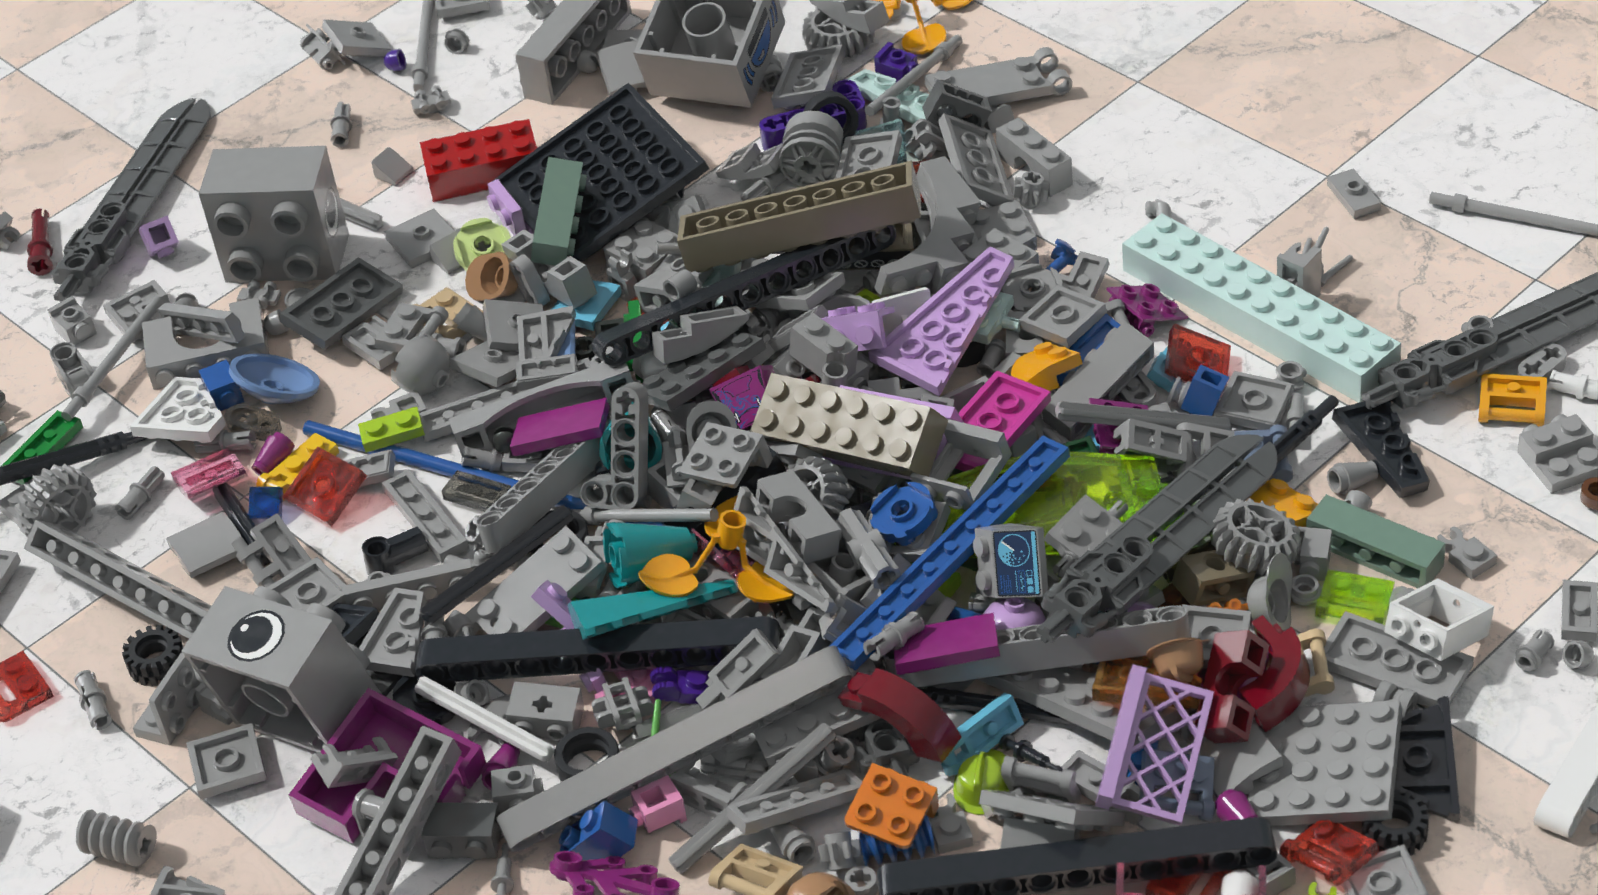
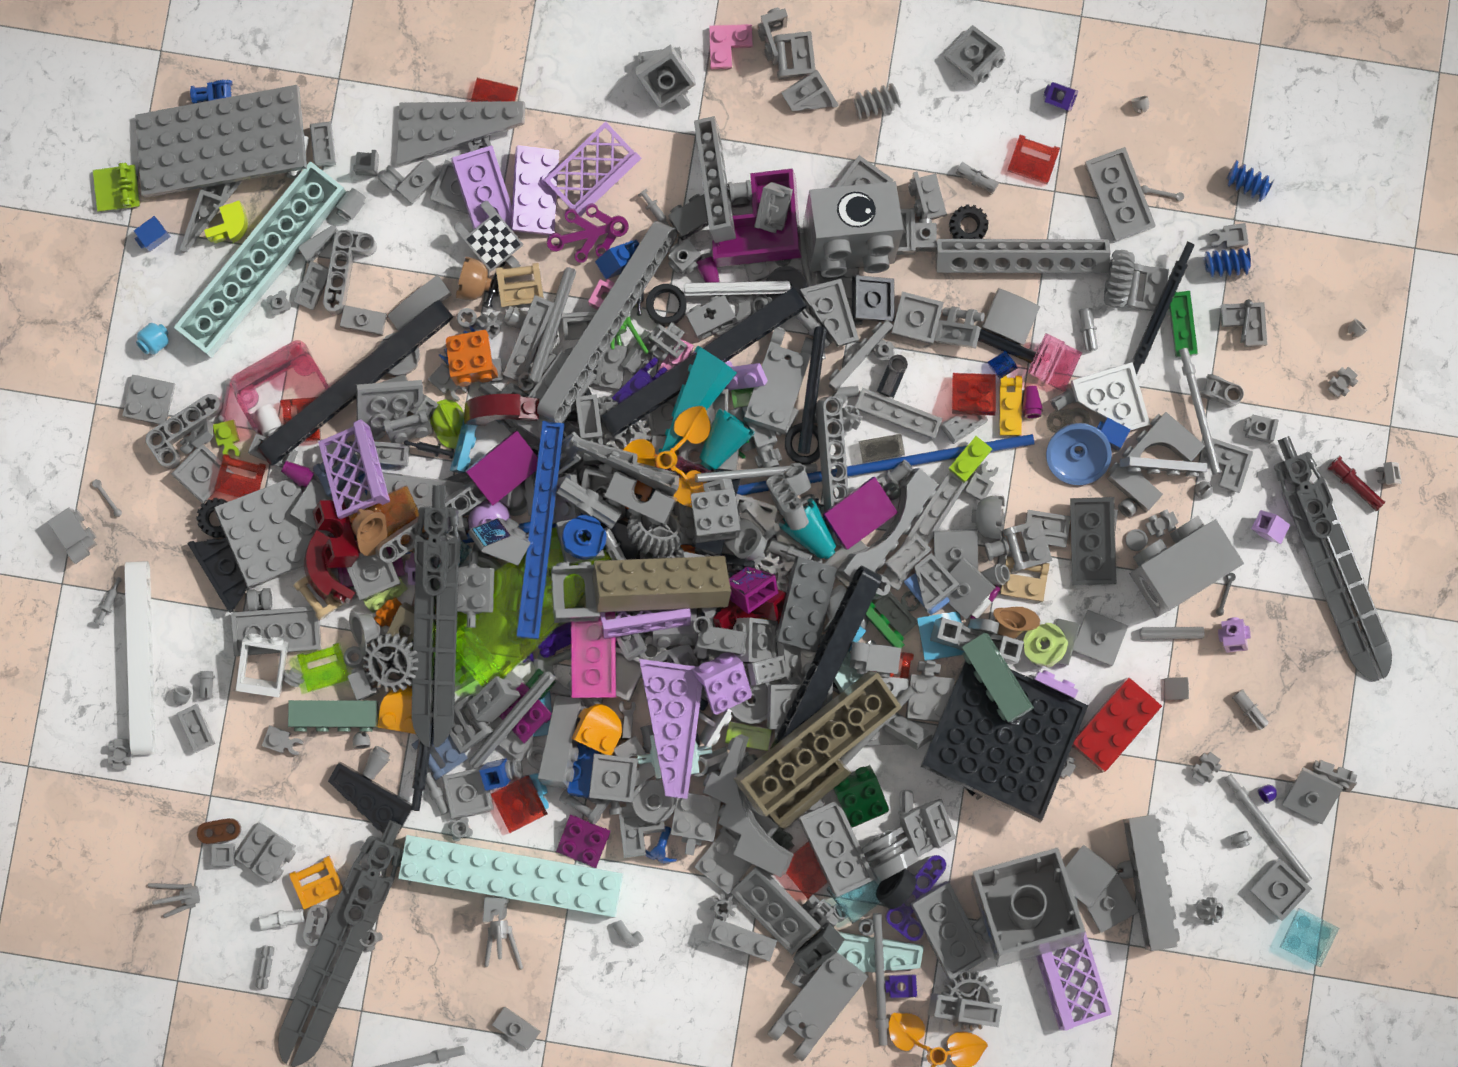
camera: 140 degrees right, 40 degrees up
(697, 333) = (820, 623): light grey slope -> none
(739, 668) = (611, 391): light grey hinge -> none
(893, 635) = (530, 449): light grey pin -> none

